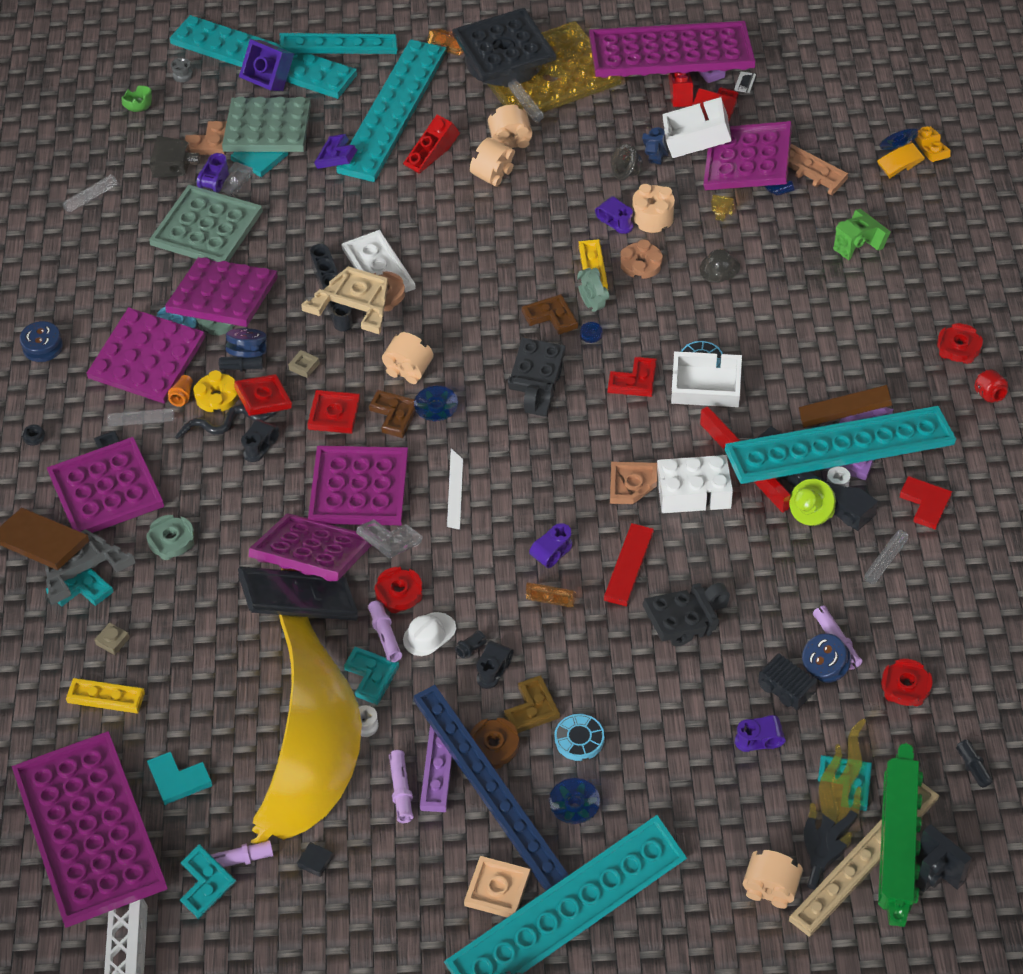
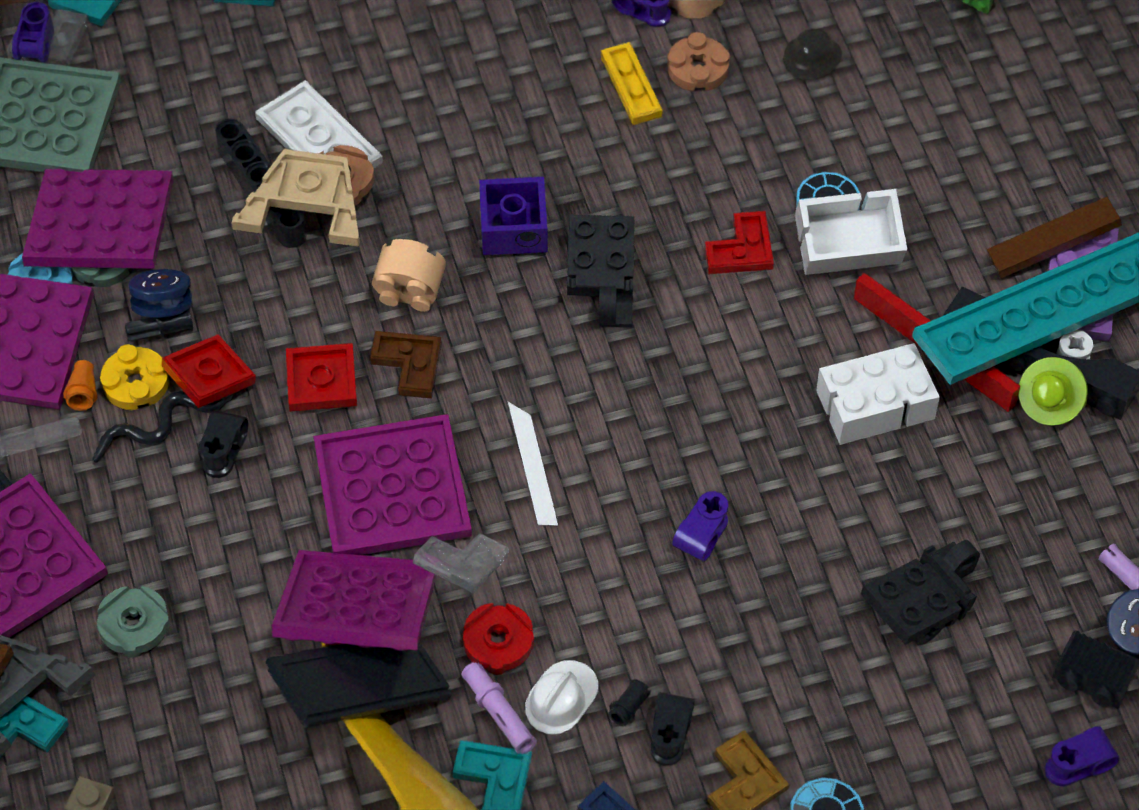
camera: 15 degrees left, 5 degrees up
(304, 364) = (254, 310): dark tan plate -> none
(436, 403) = (465, 327): clear blue dish -> none
(486, 333) = (513, 215): none -> dark purple brick
(550, 595) = (721, 602): clear orange slope -> none
(551, 309) = (597, 161): reddish brown tile -> none
(591, 332) = (659, 186): clear blue tile -> none
(592, 290) = (647, 121): sand green plate -> none
(628, 564) = (818, 534): red tile -> none
(631, 481) = (785, 405): nougat plate -> none

